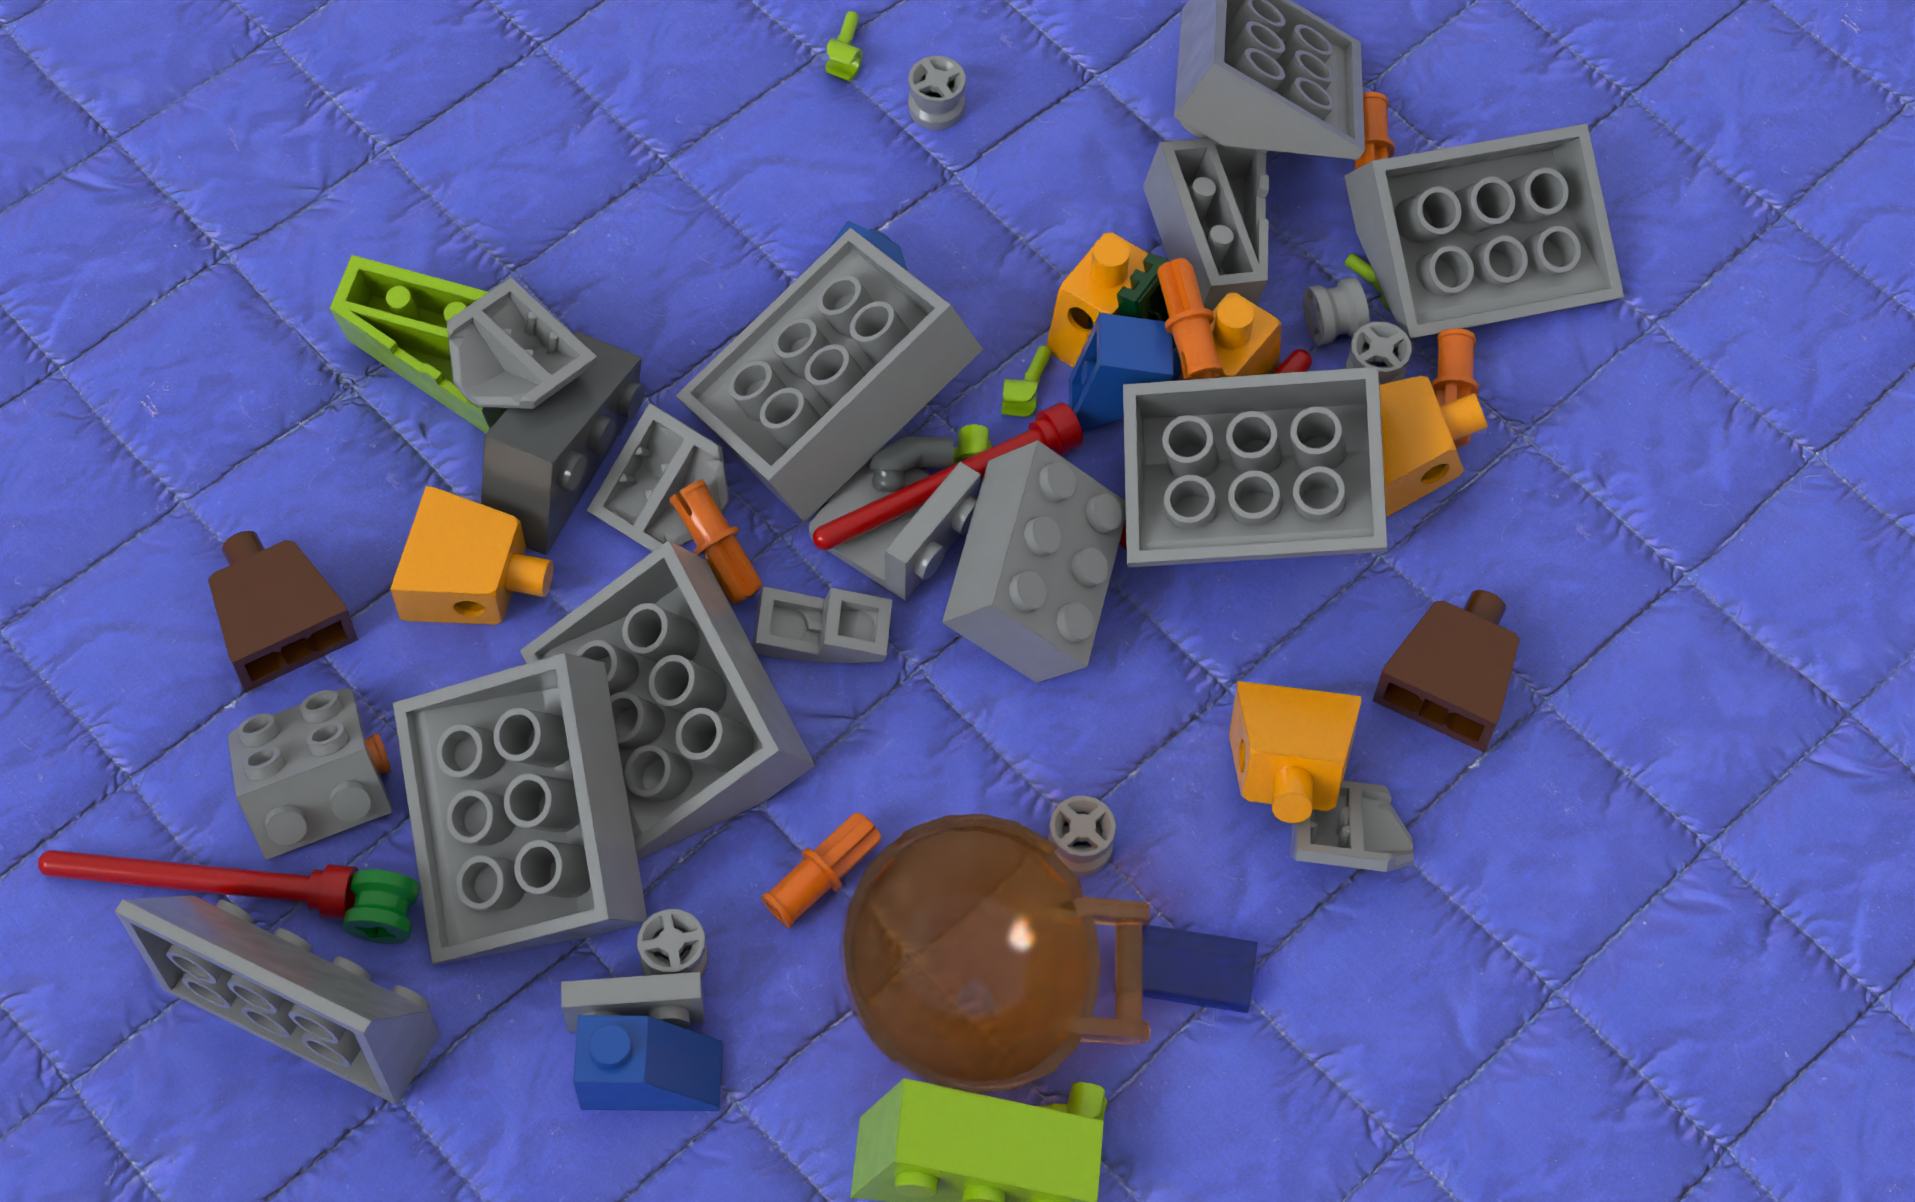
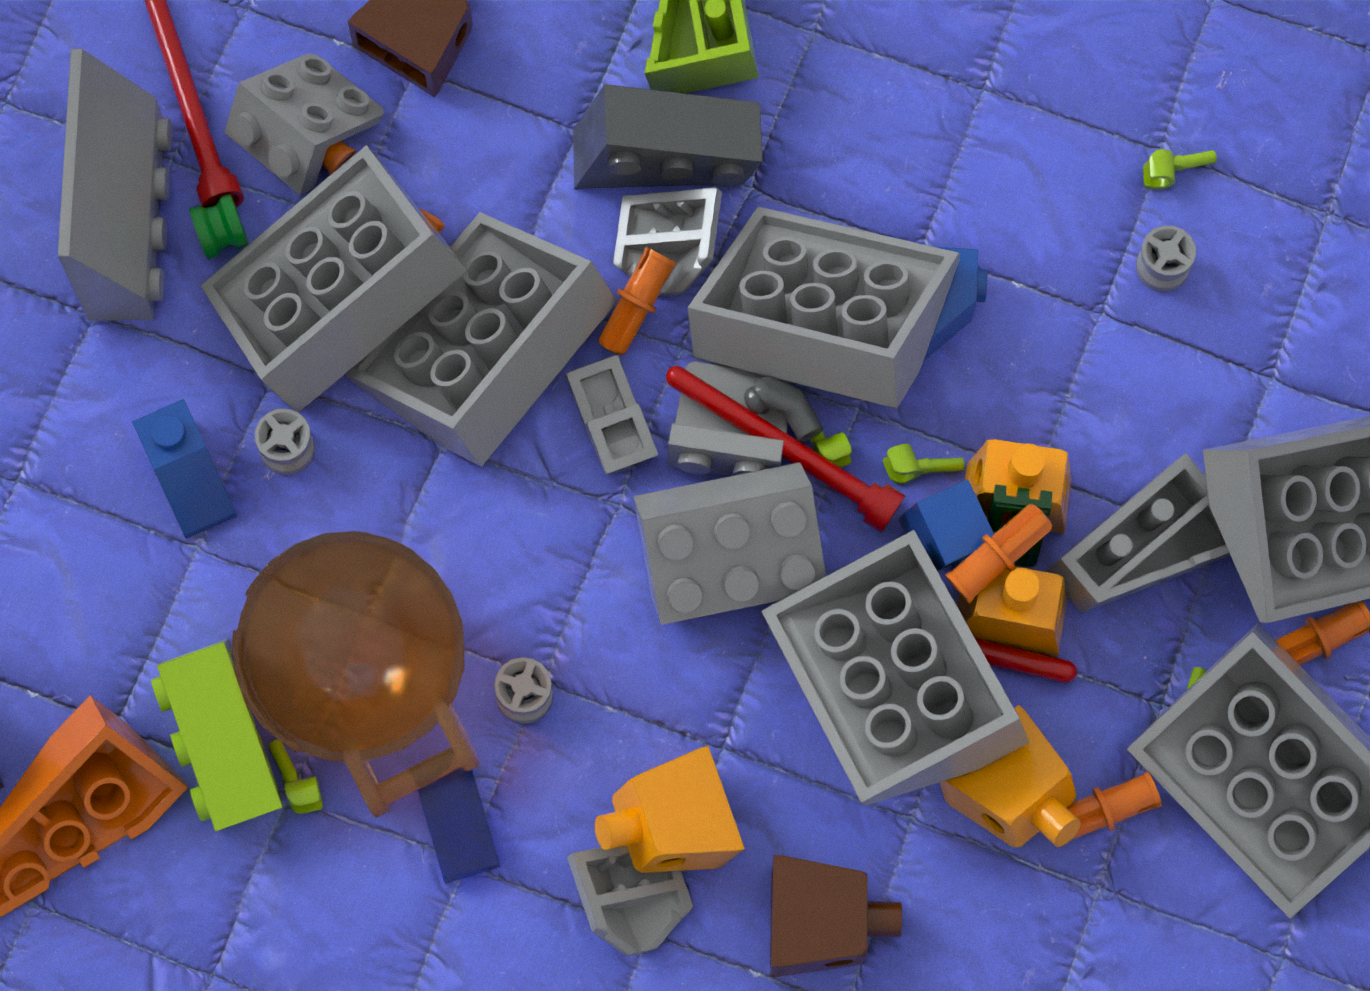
camera: 65 degrees right, 10 degrees up
(464, 563) = (523, 133): light orange torso -> none
(513, 350) = (694, 64): light grey slope -> none
(665, 997) = (237, 456): light grey plate -> none
(821, 869) = (401, 514): orange axle -> none
(1335, 310) = (1124, 677): light grey wheel -> none
(1381, 344) = (1102, 722): light grey wheel -> none

